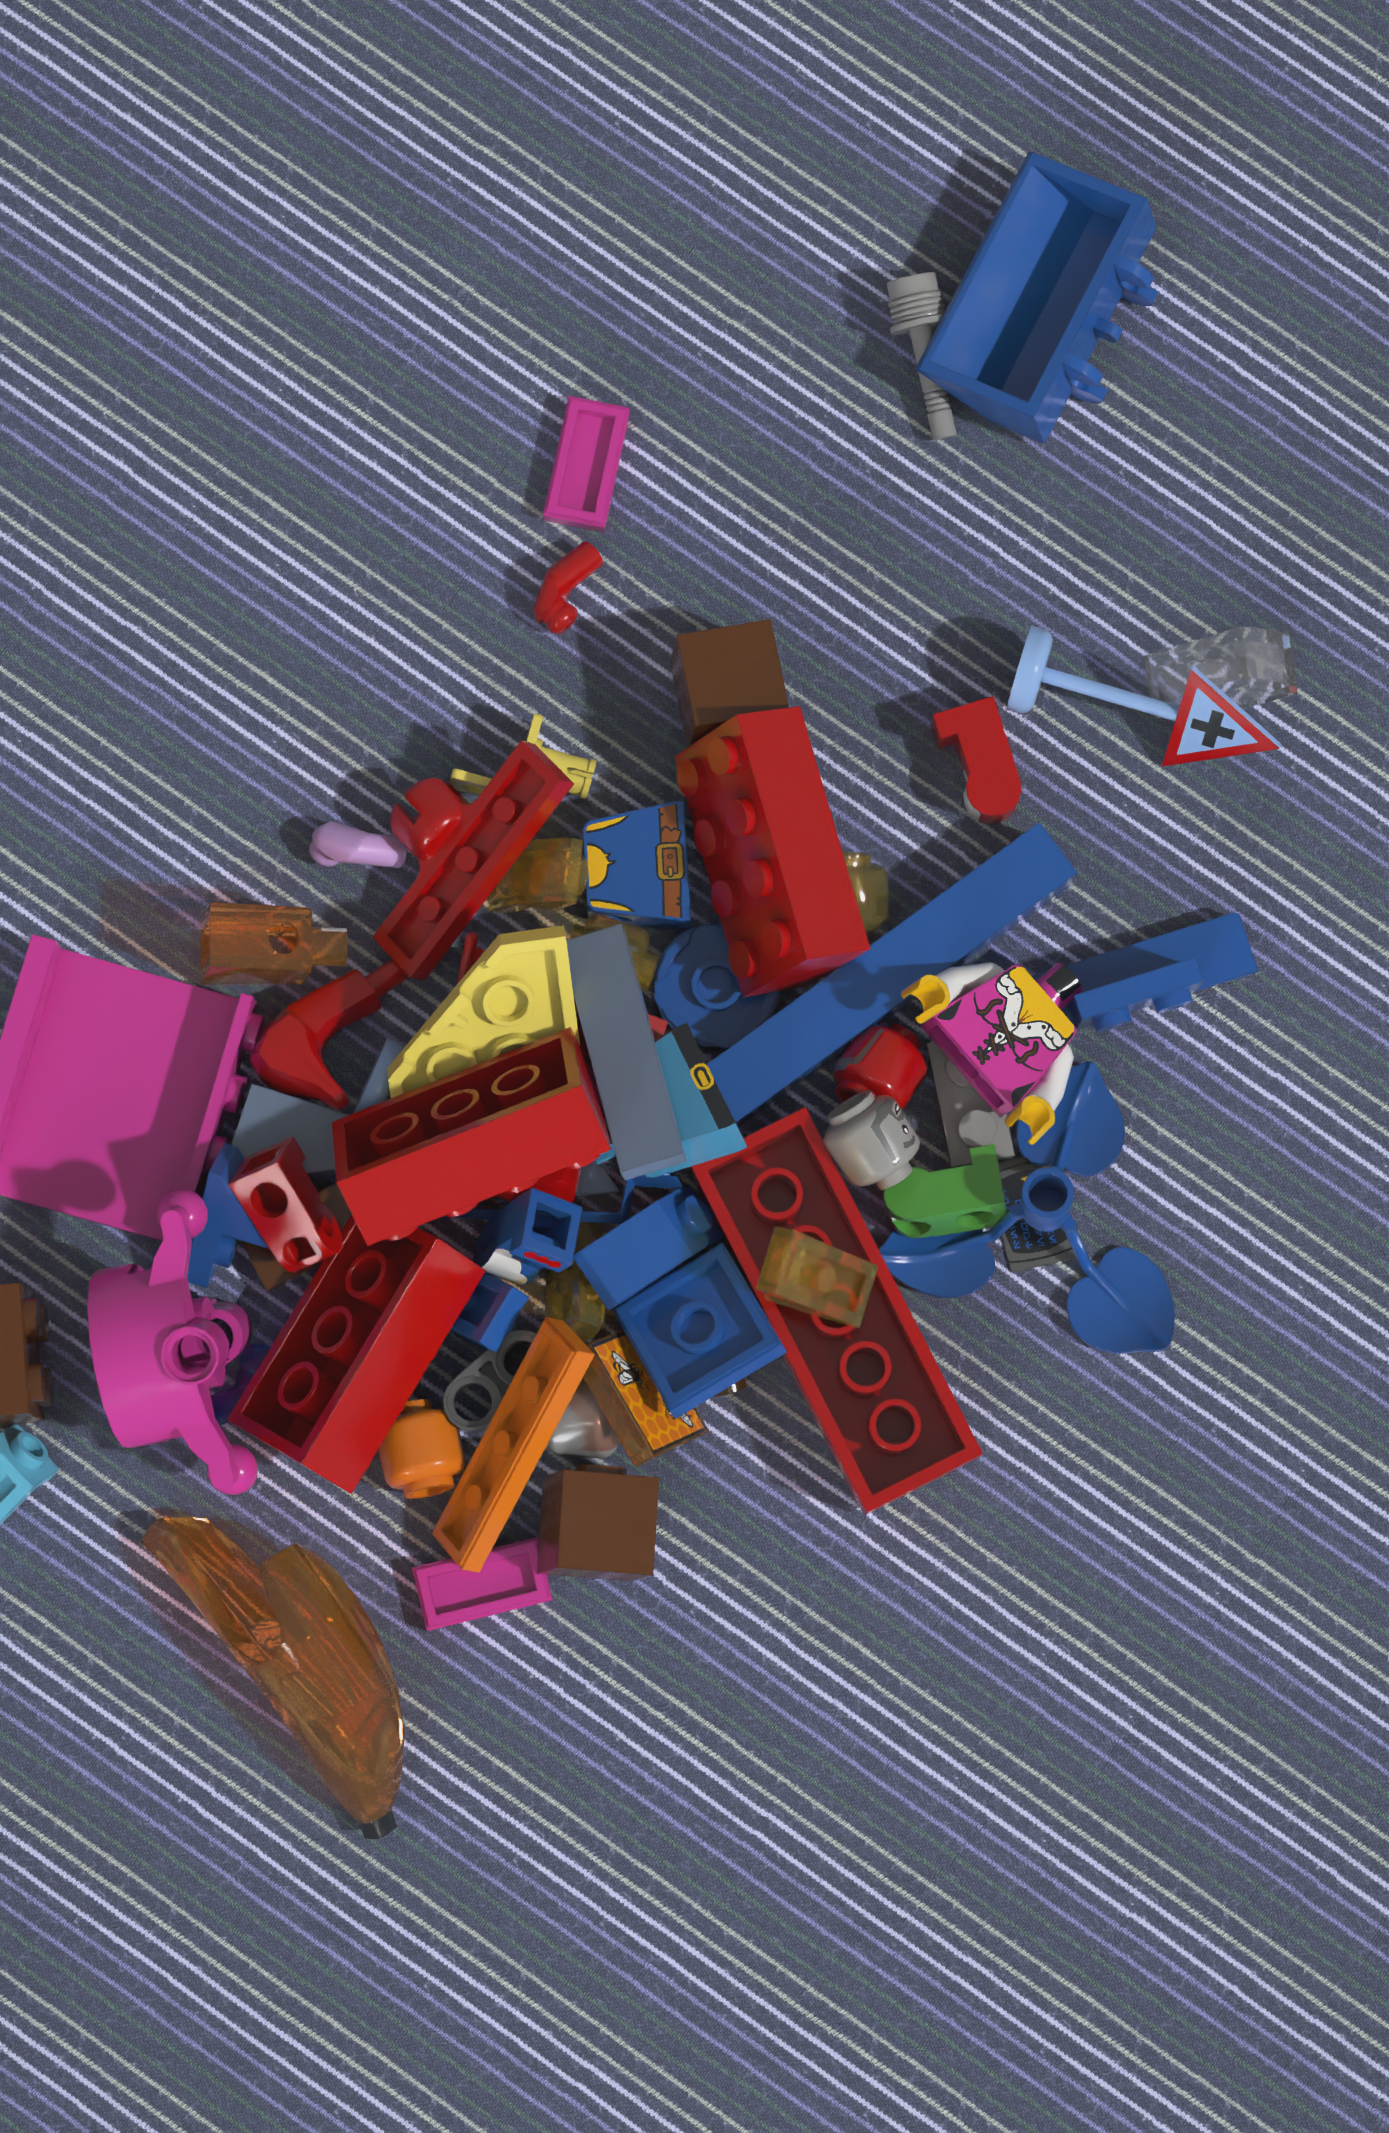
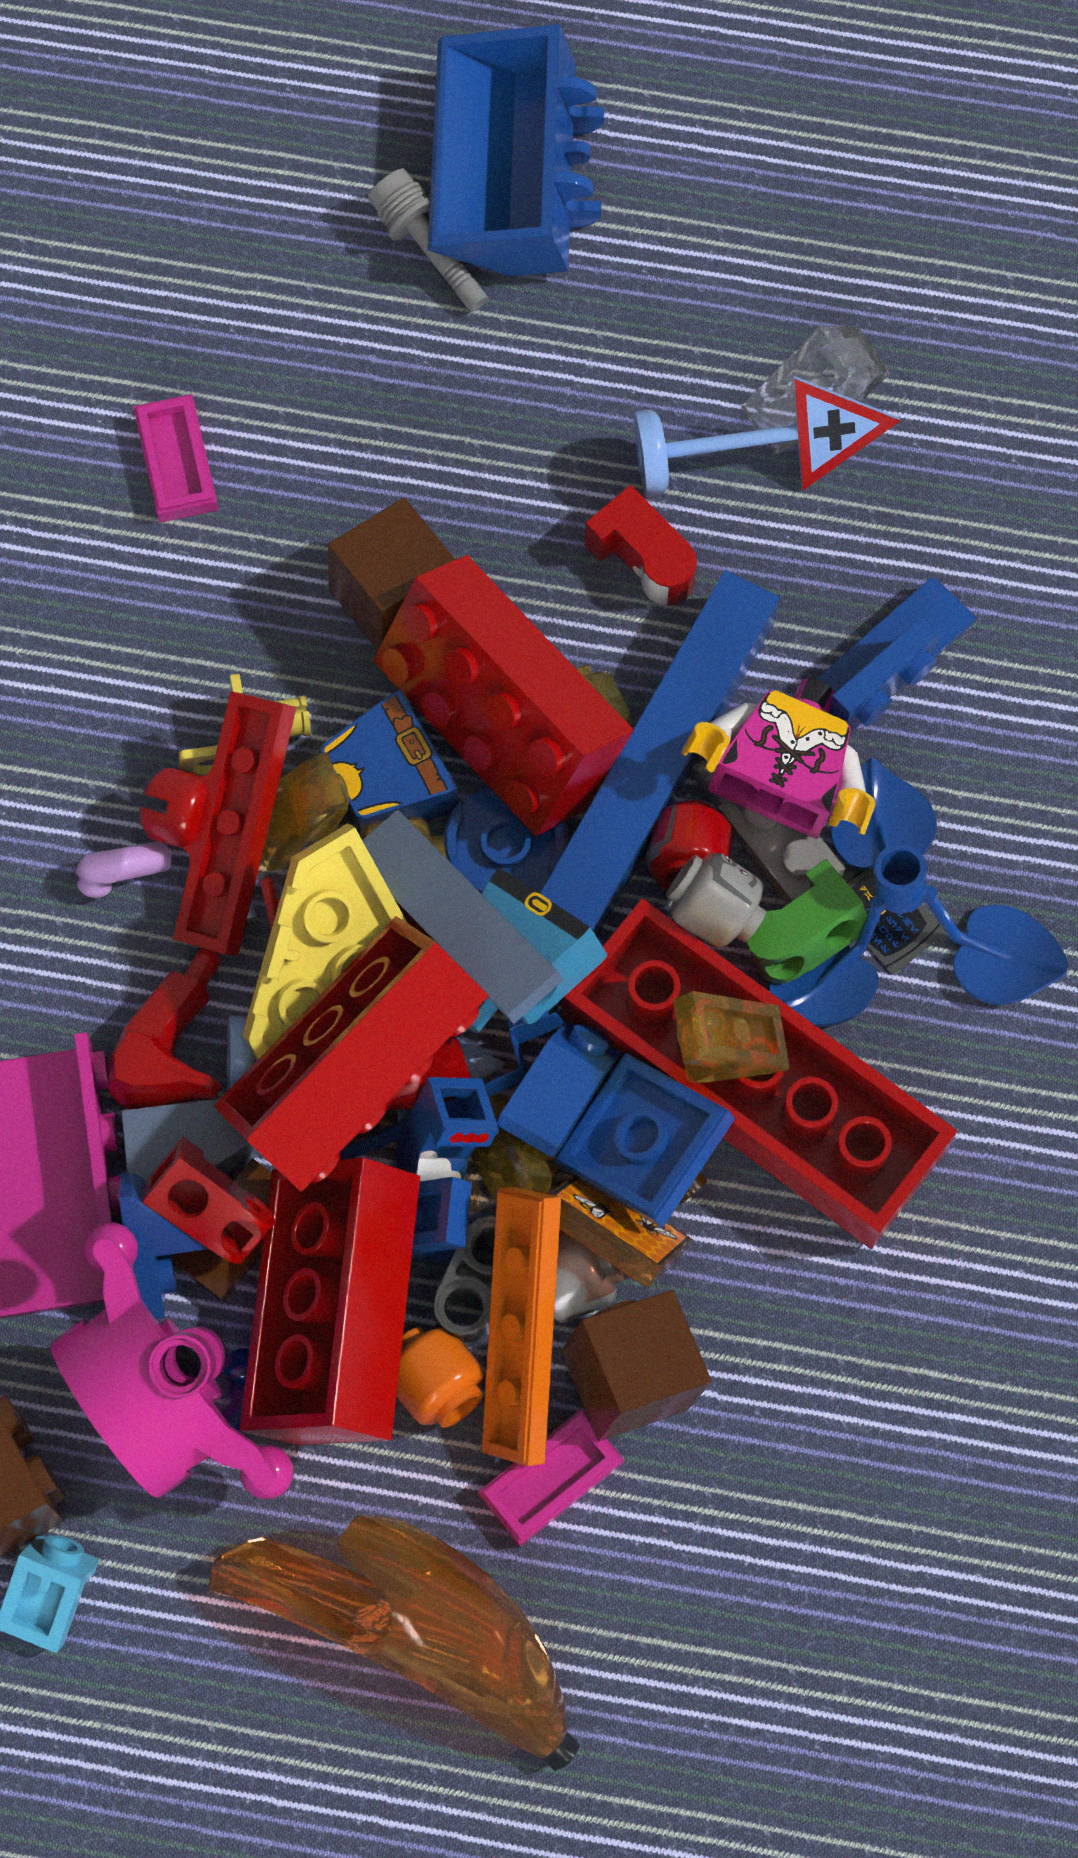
camera: 25 degrees left, 10 degrees down
(239, 952) = (74, 984): clear orange torso -> none
(558, 584) = (198, 563): red arm -> none

